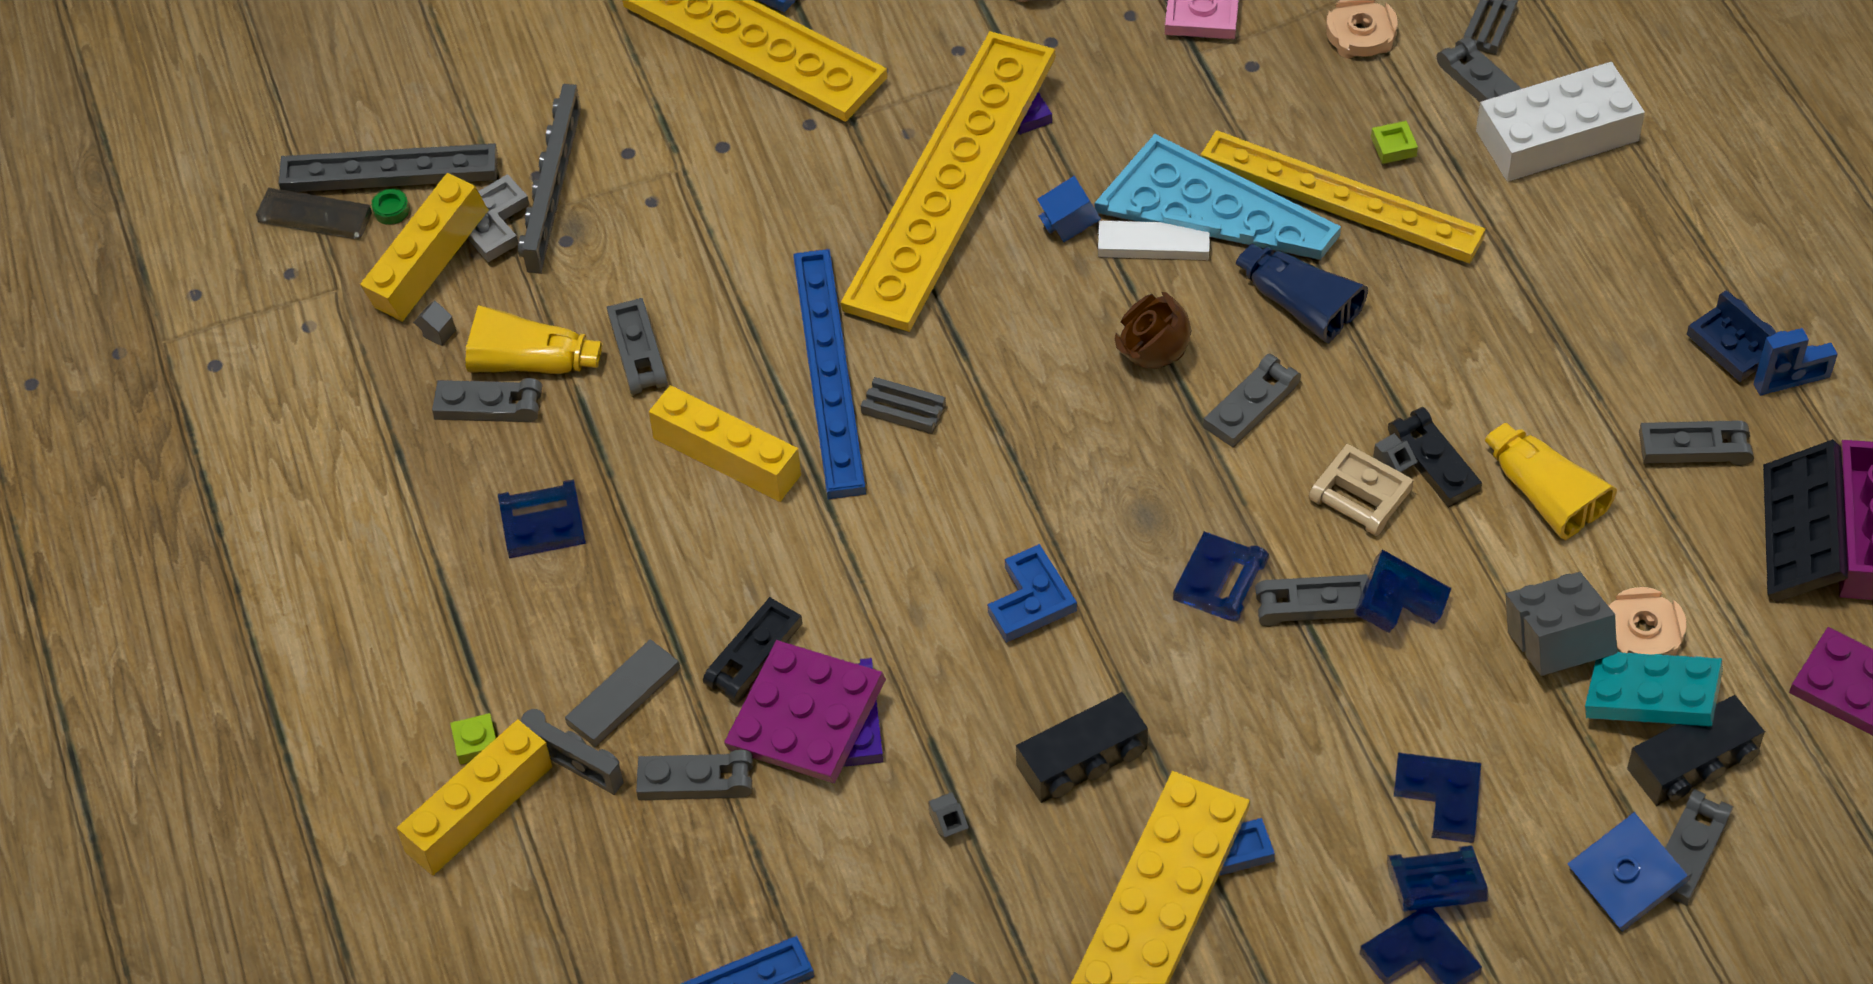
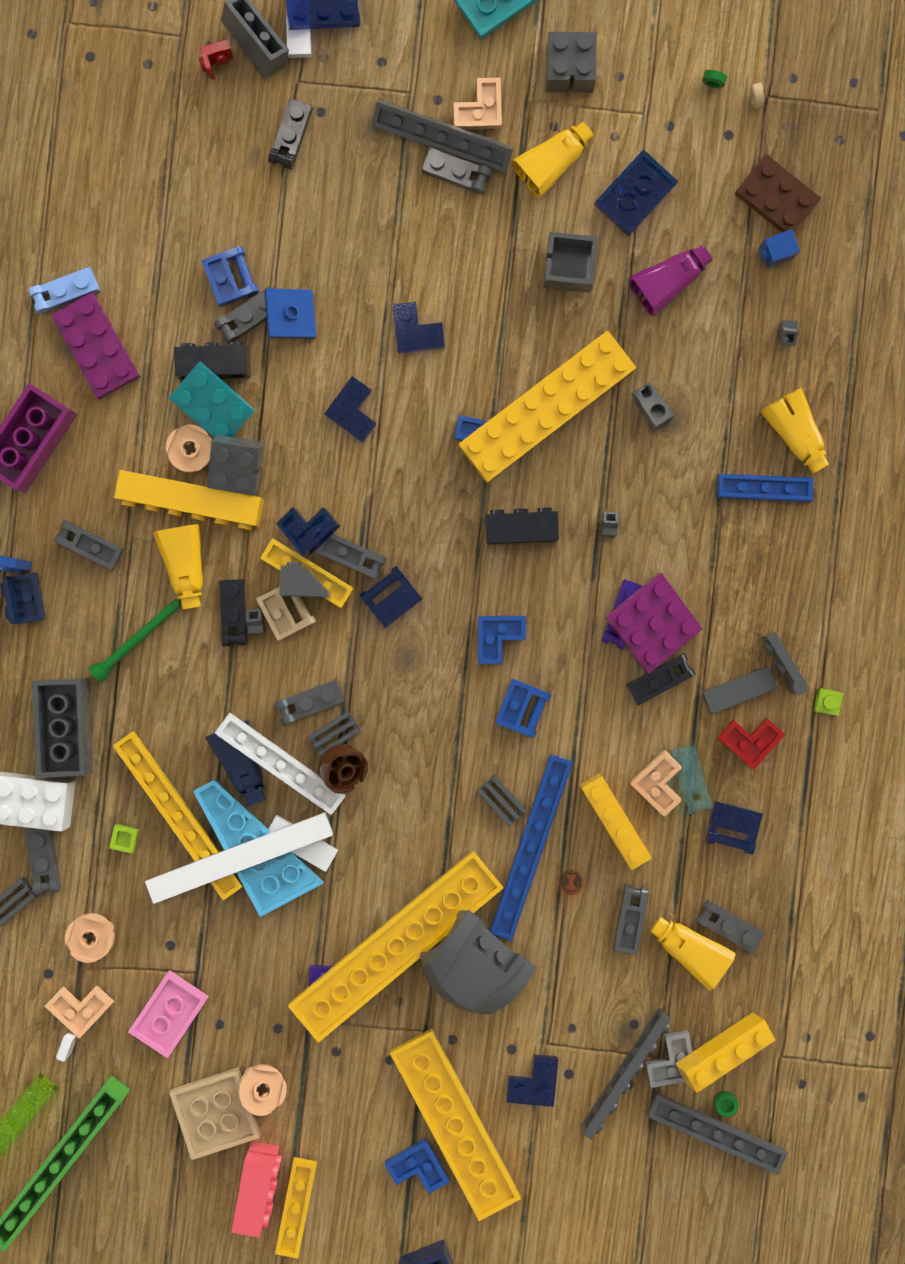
camera: 155 degrees left, 35 degrees up
(314, 213) = (772, 1121): clear smoke tile -> none
(436, 323) = (737, 996): dark grey piece -> none
(474, 797) = (848, 659): yellow brick -> none
(568, 622) = (752, 747): none -> red plate
(637, 550) = (692, 778): none -> clear light blue plate
(662, 119) = (538, 1089): none -> clear blue plate
(690, 512) = (652, 783): none -> light nougat plate
(694, 776) = (726, 619): dark grey plate -> none
(746, 355) = (571, 882): none -> clear orange tile
(824, 195) = (475, 967): none -> dark grey piece
(952, 521) = (515, 704): none -> blue plate
(1067, 210) = (341, 885): blue brick -> none
(1205, 358) = (317, 744): none -> dark grey tile
(1224, 180) = (239, 857): none -> white tile
(1256, 297) = (278, 762): none -> white plate
(1359, 516) = (300, 582): none -> dark grey slope
(1360, 545) = (278, 555): none -> yellow plate
(1438, 879) = (387, 352): clear blue plate -> none
(1565, 307) = (101, 669): none -> green piece
(1567, 216) = (62, 727): none -> dark grey brick
(1604, 555) = (188, 498): none -> yellow brick
(1765, 874) = (222, 279): none -> blue plate
(1805, 521) = (66, 460): black plate -> none

